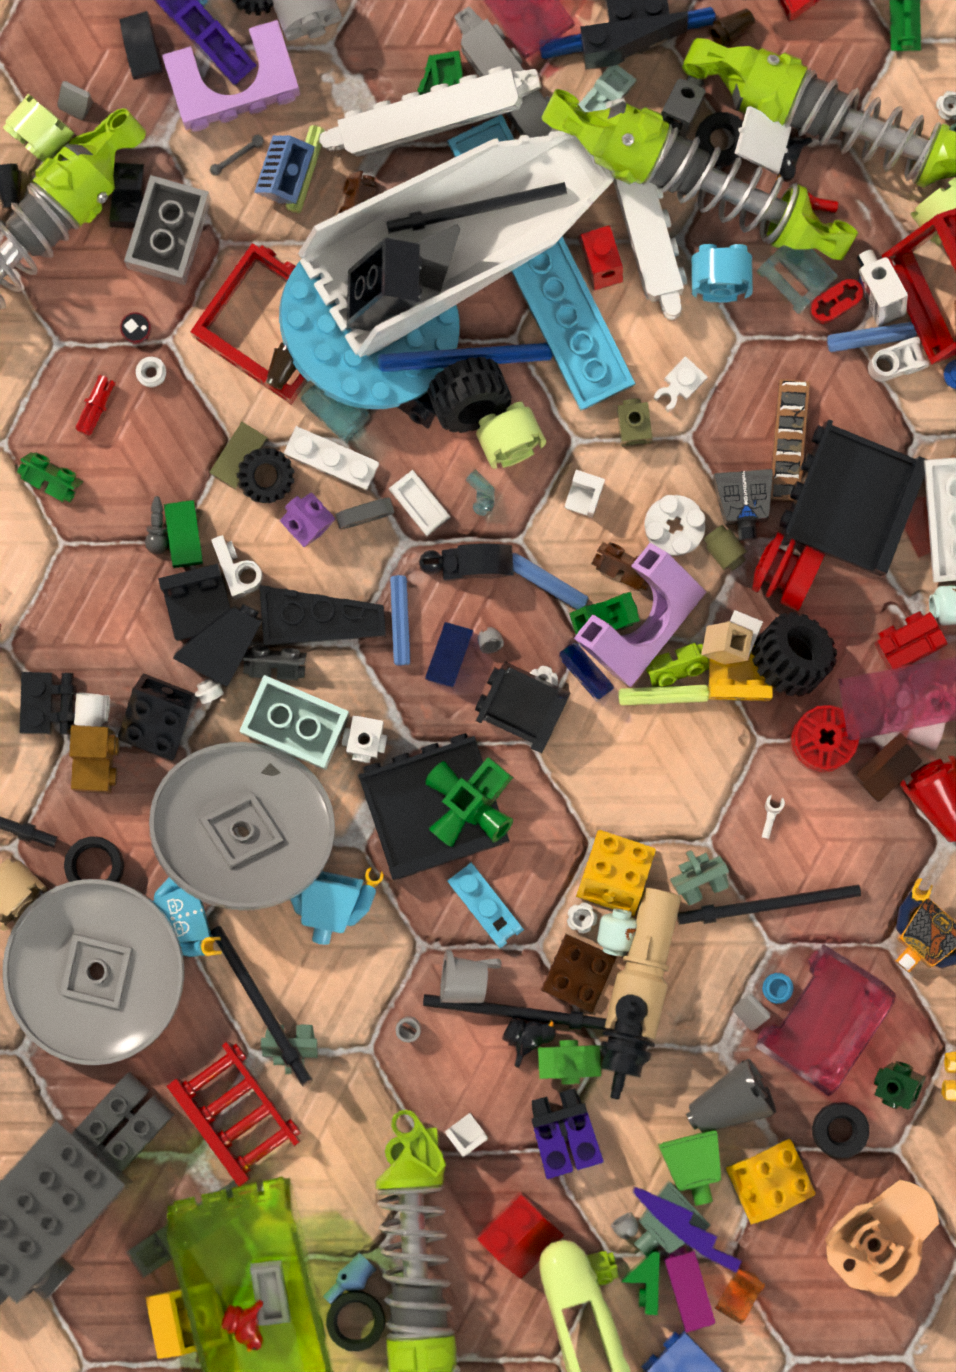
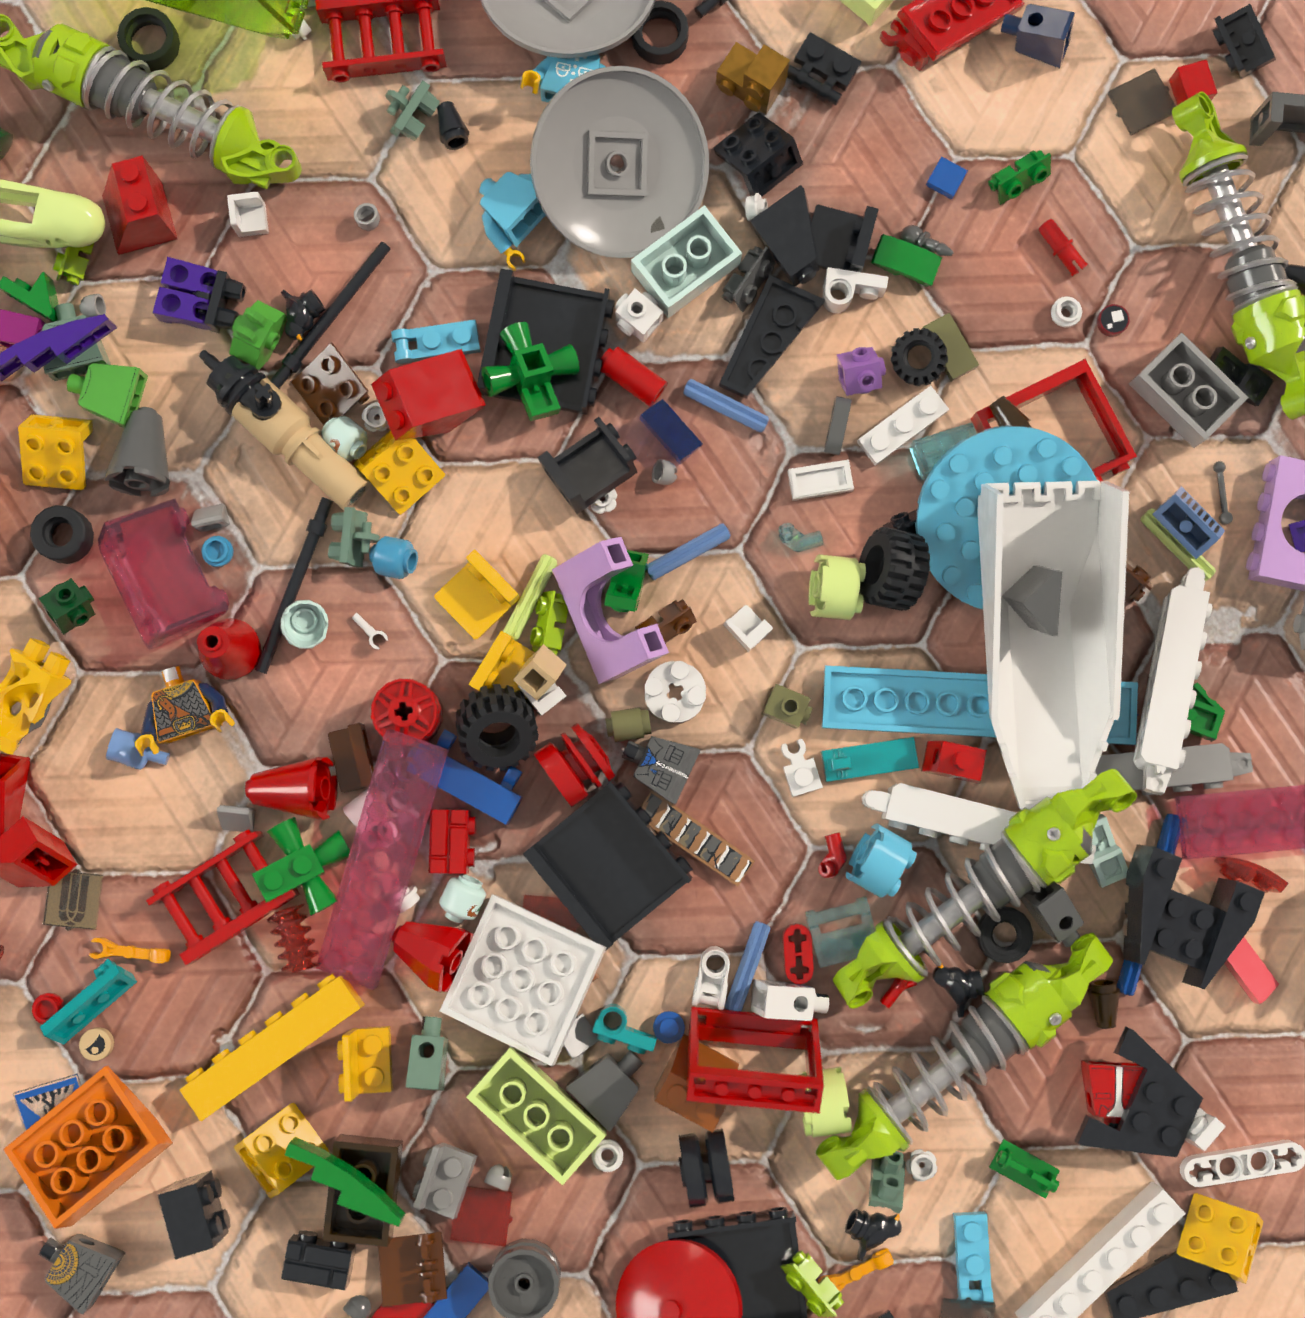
camera: 110 degrees right, 0 degrees up
(86, 540) = (946, 178): none -> blue tile
(91, 709) = (794, 95): white piece -> none
(286, 999) = (451, 126): none -> black cone
(290, 1054) = (398, 97): black bar -> none
(350, 1278) = (185, 54): piece -> none
(383, 283) = (1038, 536): black brick -> none
(418, 221) = (1078, 610): black bar -> none
(420, 714) = (633, 375): none -> red brick
(431, 569) = (768, 464): black hinge -> none
(444, 358) = (938, 566): blue axle -> none
(464, 979) = (380, 284): light grey hat -> none
(477, 561) = (738, 499): black brick -> none
(543, 874) = (428, 396): none -> red slope
(586, 671) = (577, 540): clear blue slope -> none
(638, 330) = (869, 759): none -> teal hinge
(690, 740) = (477, 596): none -> yellow bracket
(697, 830) = (393, 557): none -> dark azure head
(738, 313) = (835, 858): none -> red arm
(762, 140) = (983, 966): white piece -> none
(798, 872) = (304, 624): none -> light aqua hair
(843, 933) = (229, 648): none -> red cone
(854, 643) = (476, 789): none -> blue brick

